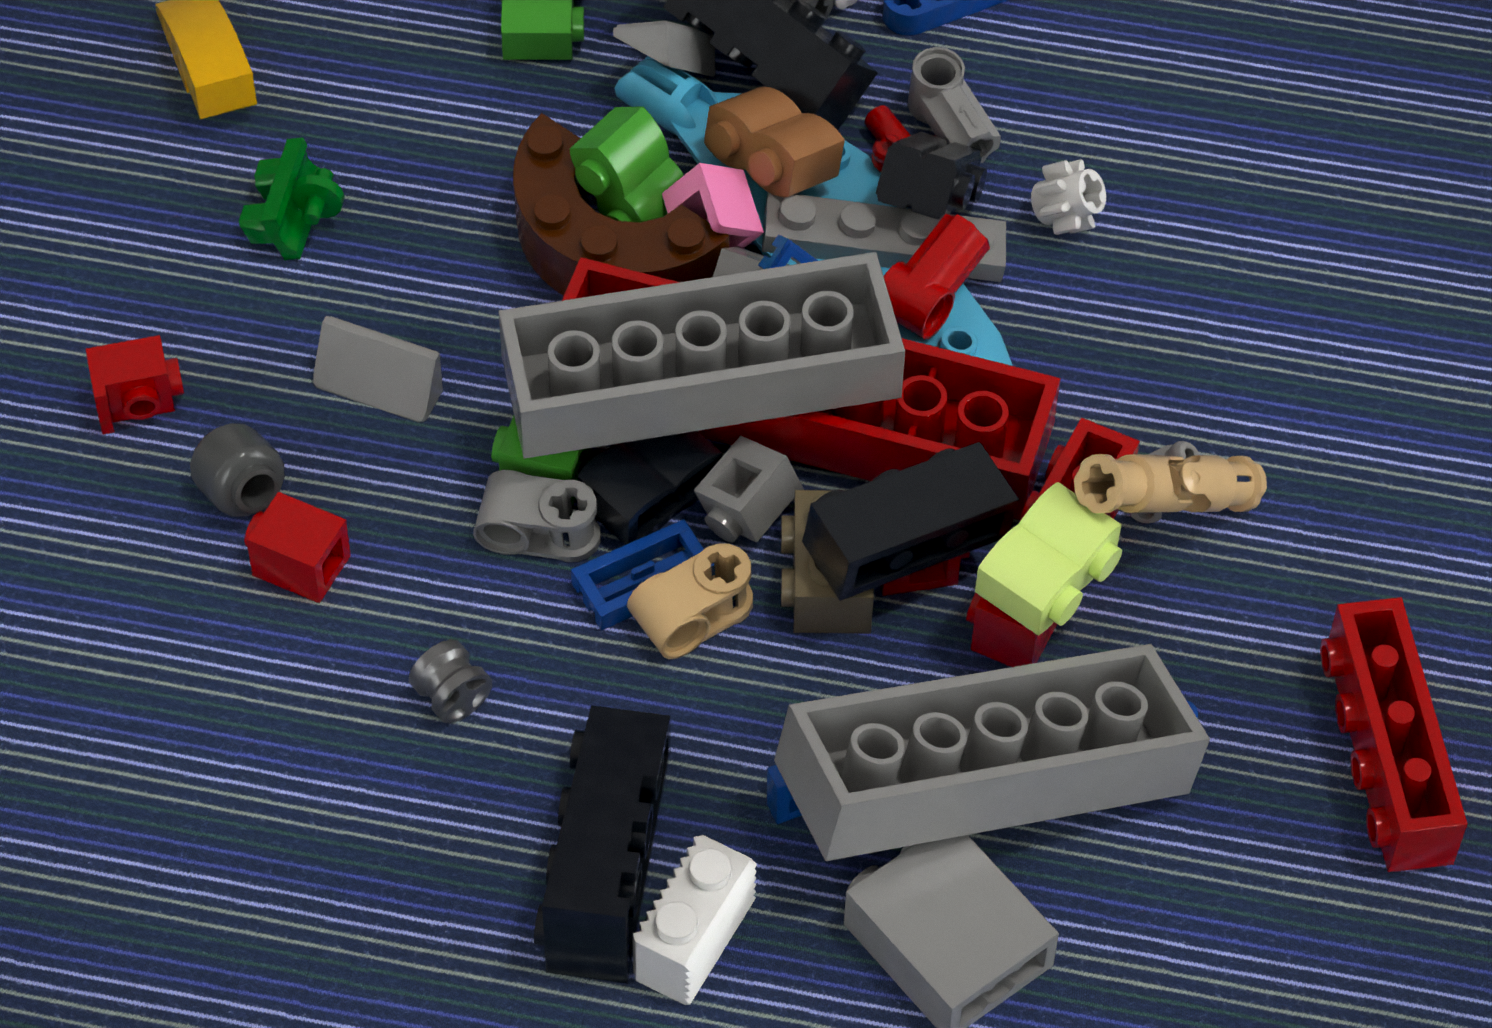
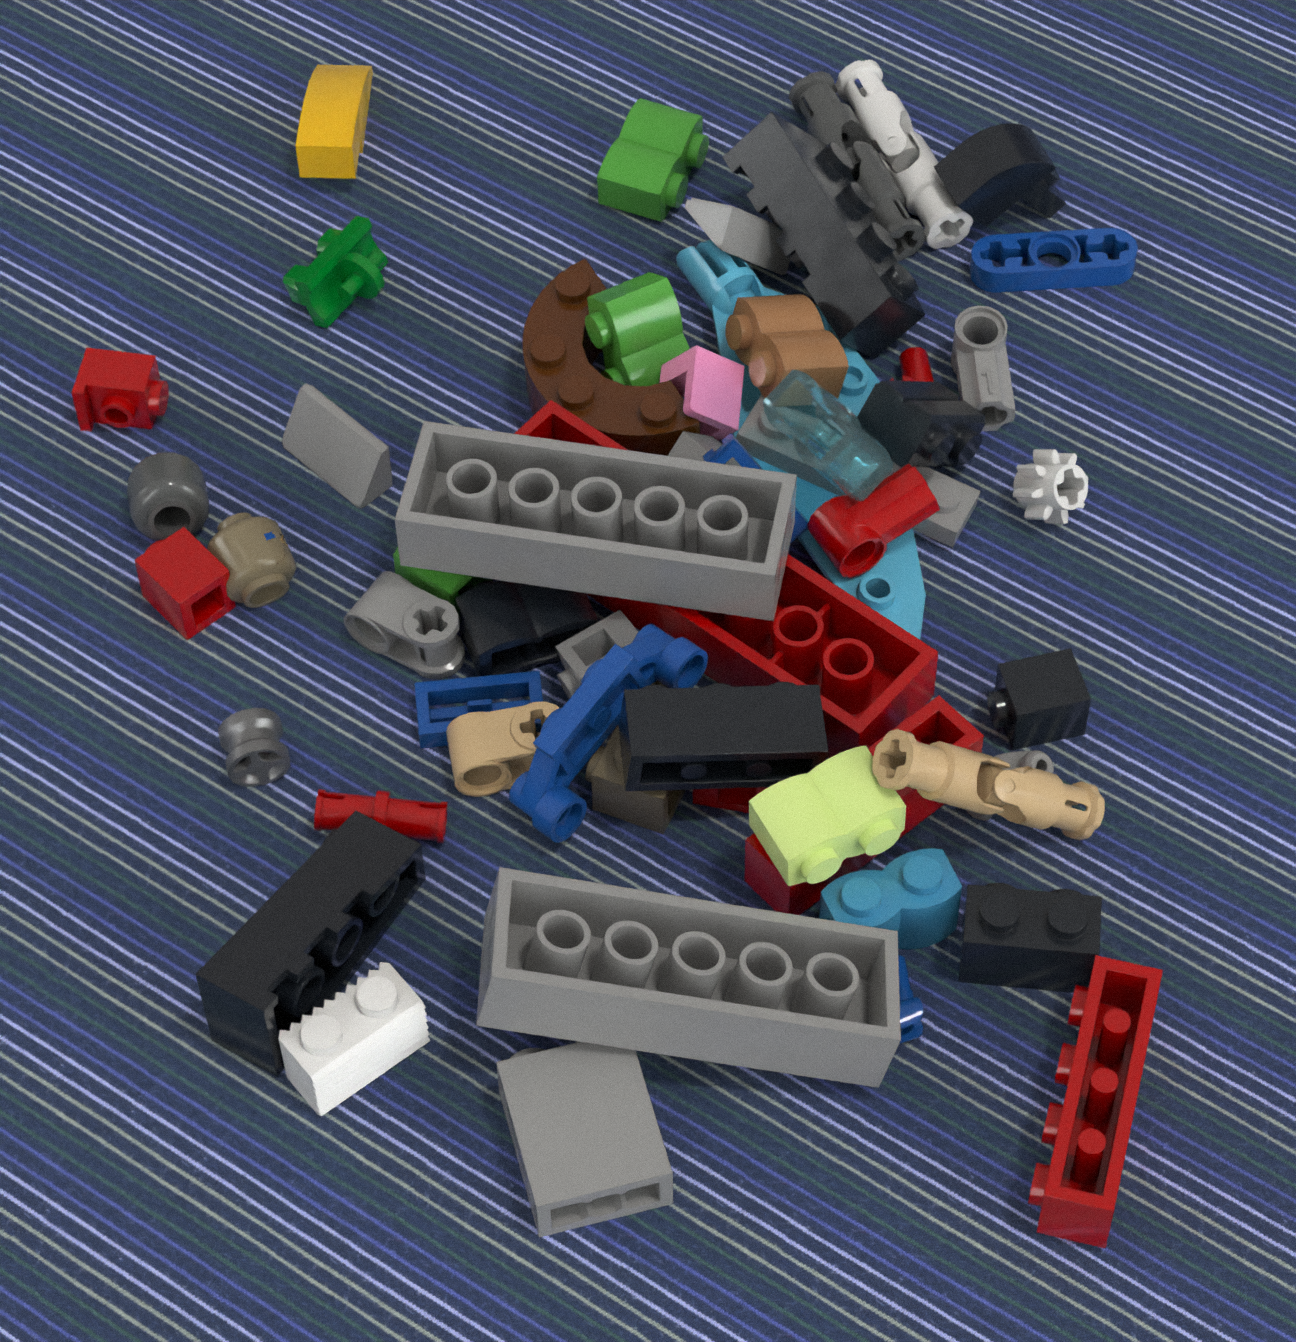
camera: 25 degrees right, 0 degrees up
(360, 496) = (255, 557): none -> dark tan head
(570, 711) = (408, 817): none -> red pin
(766, 562) = (589, 717): none -> blue plate
(868, 208) = (827, 435): none -> clear light blue brick
(1138, 611) = (911, 895): none -> dark azure brick
(1156, 394) = (1040, 699): none -> black brick
(1258, 612) = (1029, 937): none -> black brick

